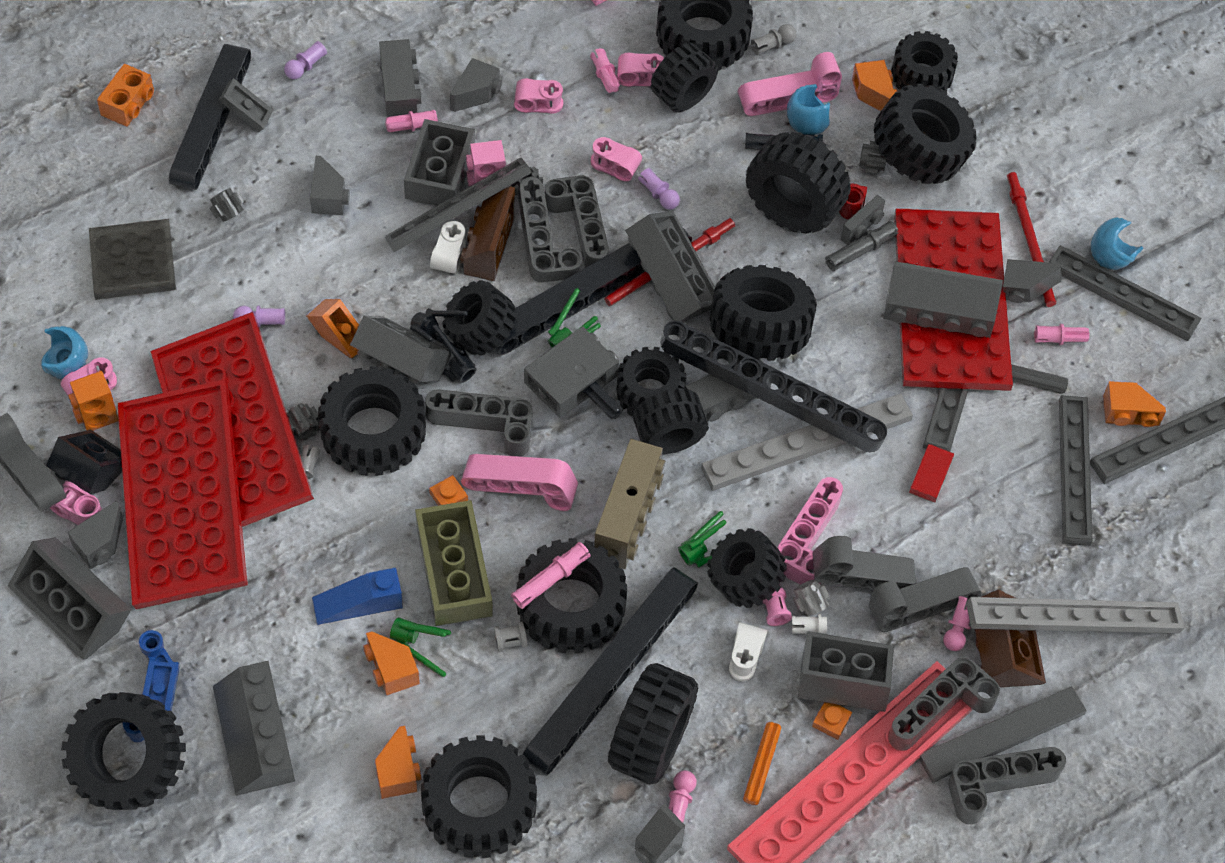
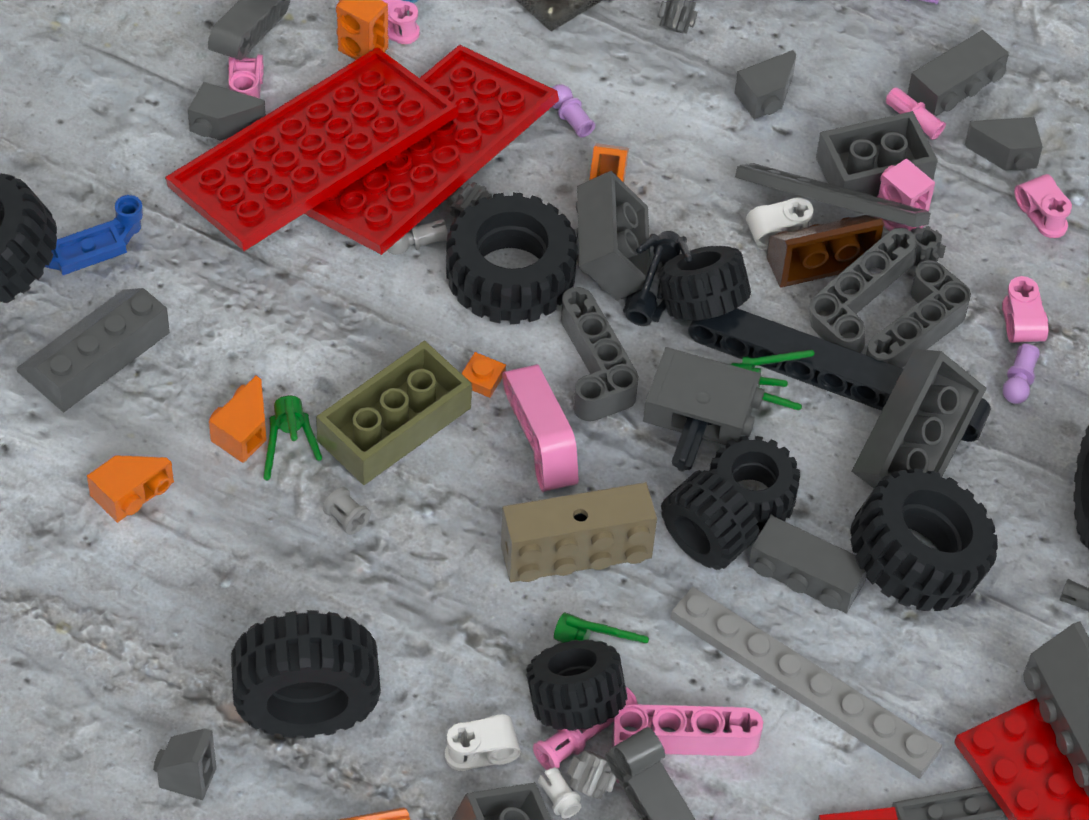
camera: 60 degrees right, 5 degrees down
(68, 596) = (142, 124): dark grey slope -> none
(86, 461) = (297, 58): black slope -> none
(359, 597) = (305, 359): blue slope -> none
(471, 760) = (123, 530): black tyre -> none
(560, 567) = (435, 493): bright pink pin -> none
(580, 628) = (434, 497): black tyre -> none
(609, 671) = (391, 622): black beam -> none
(684, 783) = (276, 761): bright pink pin -> none
(709, 237) = (1001, 453): red bar -> none
(780, 398) = (830, 610): black beam -> none

